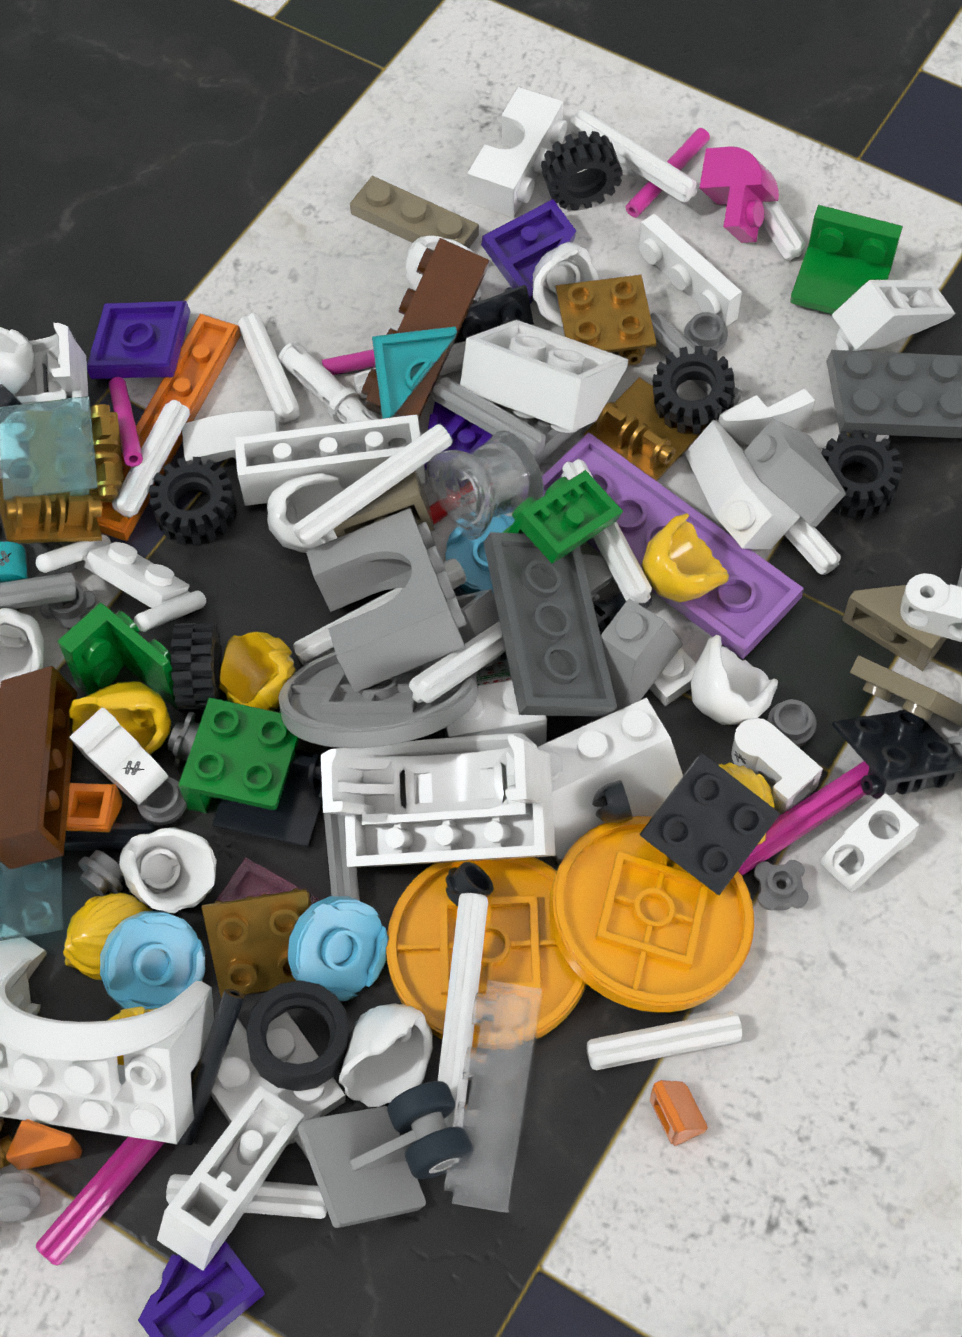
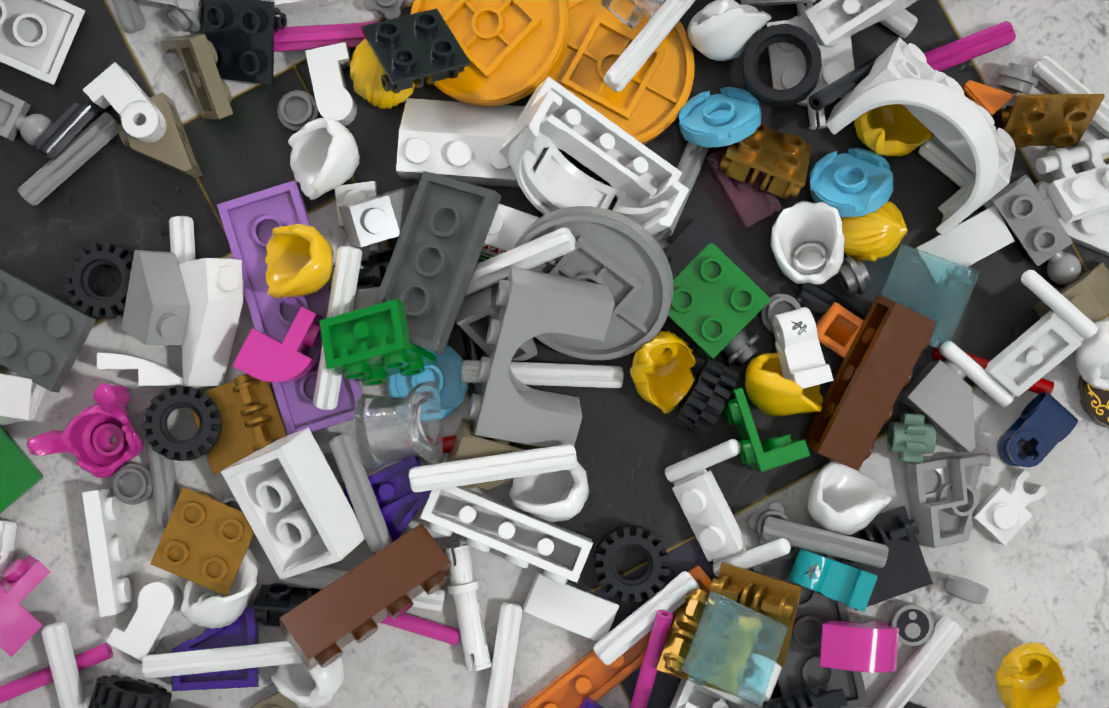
camera: 150 degrees left, 25 degrees up
(404, 361) = (402, 570): teal tile -> none
(467, 879) = (608, 103): black plate -> none
(537, 230) = (219, 659): none -> white axle
(611, 230) = (155, 612): none -> white leg
(613, 803) = (469, 105): black hinge -> none
(644, 478) = (277, 360): none -> dark pink brick
(769, 341) = (91, 432): none -> dark pink hair

